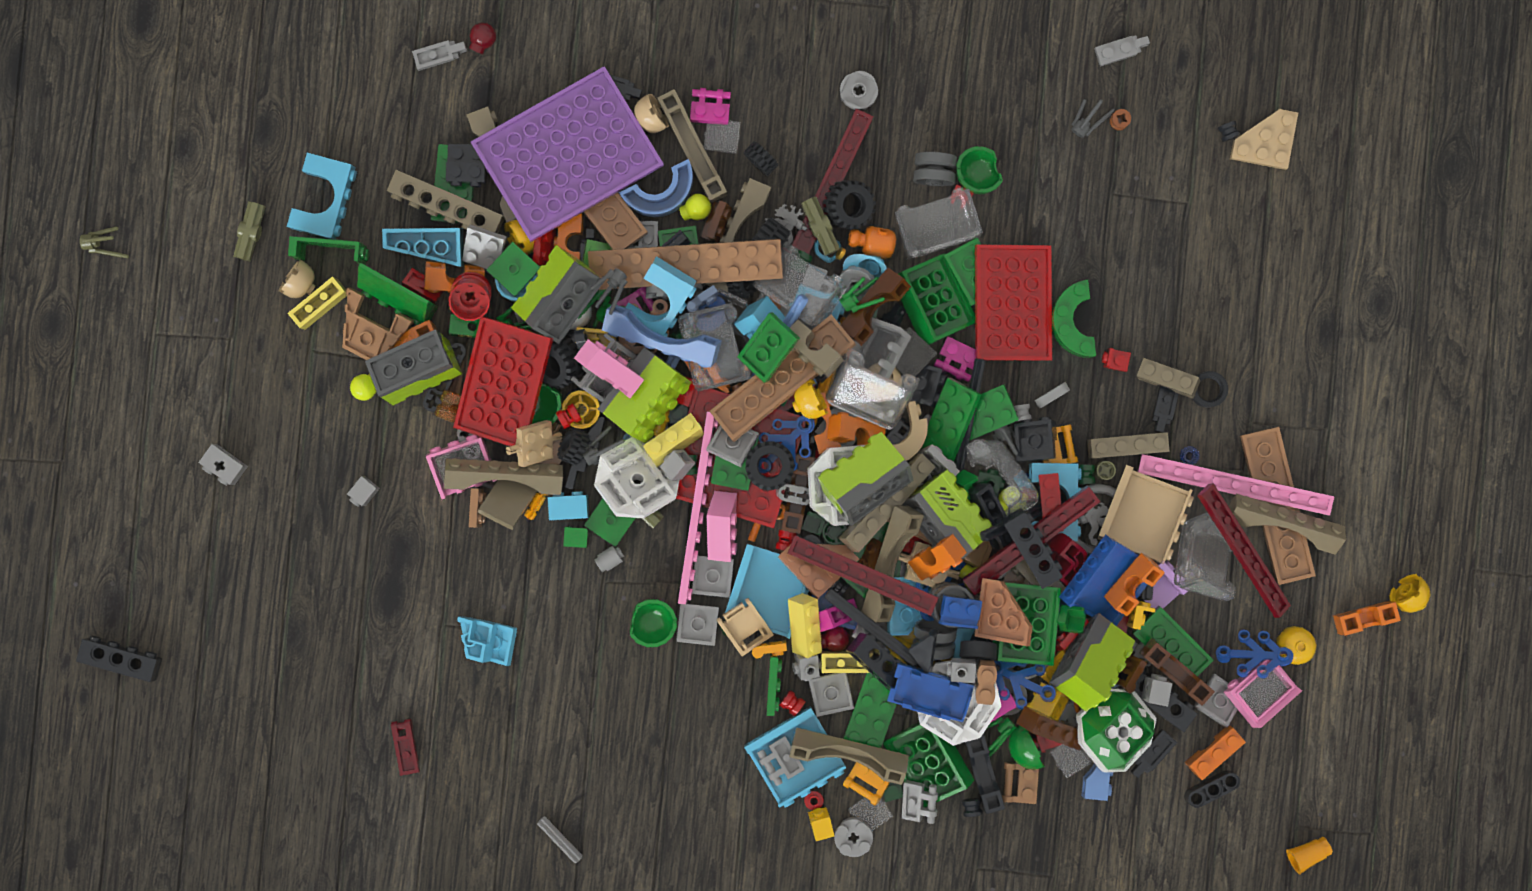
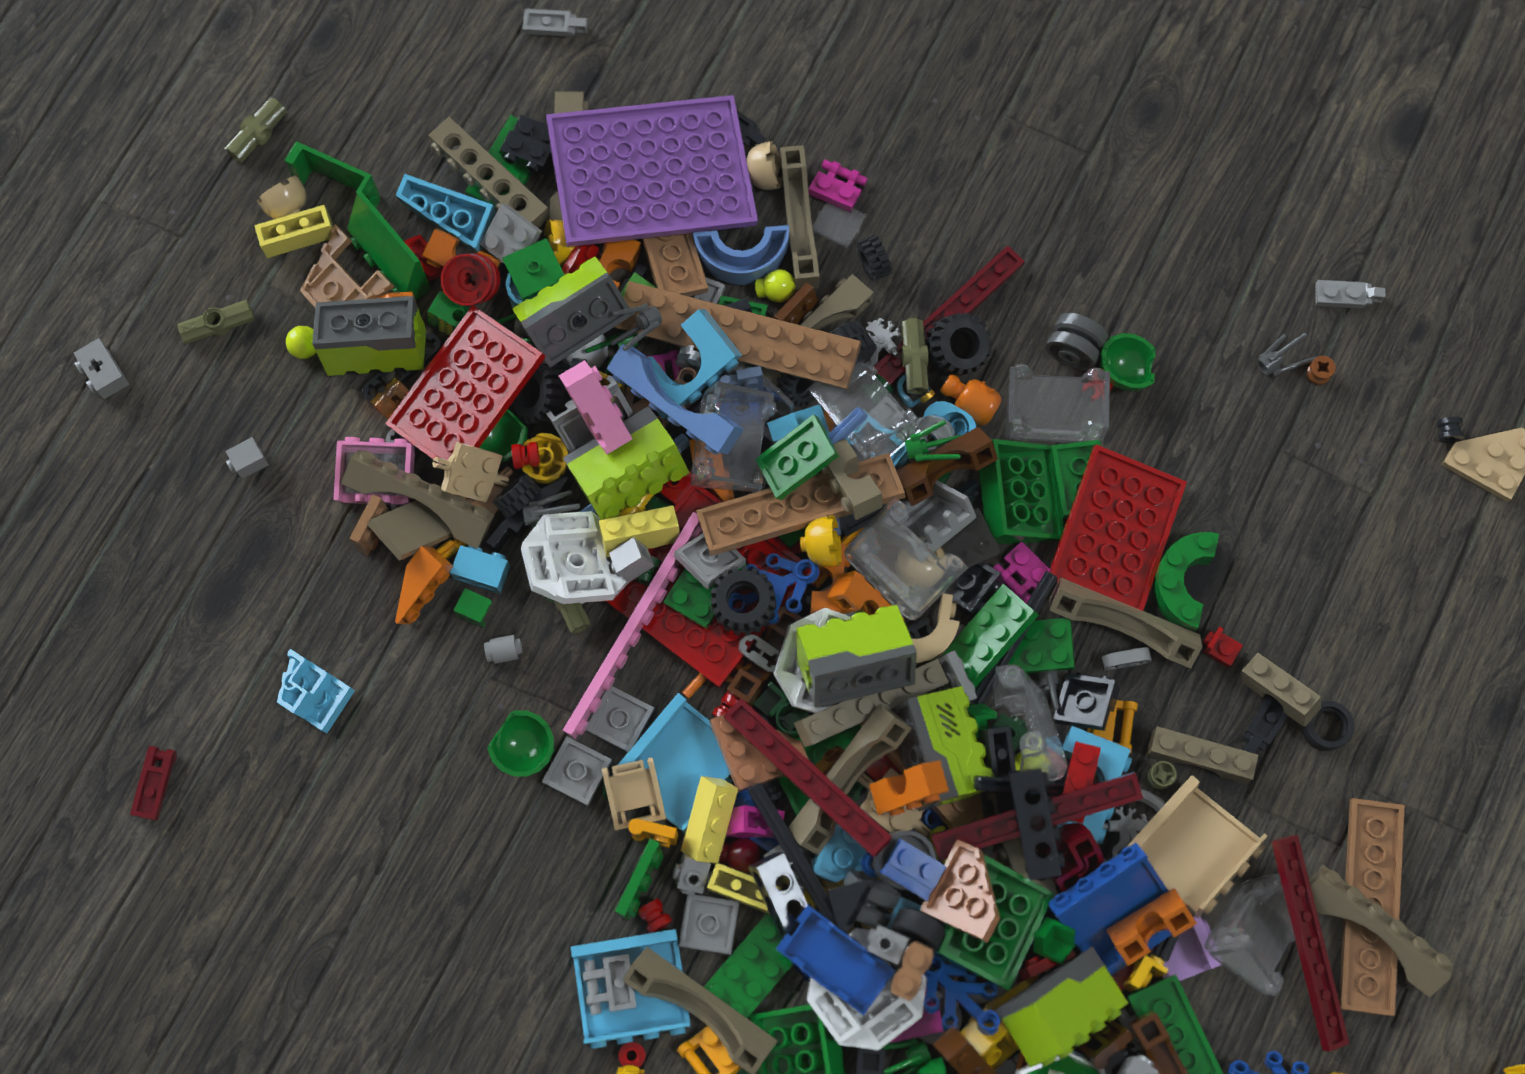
camera: 25 degrees right, 15 degrees down
(91, 241) = (78, 78): olive plant -> none
(282, 404) = (202, 327): none -> olive piece
(328, 222) = (385, 110): medium azure arch -> none
(482, 37) = (609, 22): dark red piece -> none
(530, 532) = (421, 579): none -> orange slope
(559, 839) = (289, 977): light grey axle -> none
(607, 524) = (523, 608): green plate -> none
(721, 526) = (655, 659): bright pink wedge -> none
(853, 81) = (1018, 216): light grey plate -> none
(1007, 370) = (1090, 606): none -> dark tan arch
(1023, 411) = (1082, 663): light grey wheel -> none
(1087, 474) = (1140, 767): dark green wheel -> none
(1195, 455) = (1281, 794): clear blue plate -> none
(1236, 484) = (1322, 852): bright pink plate -> none

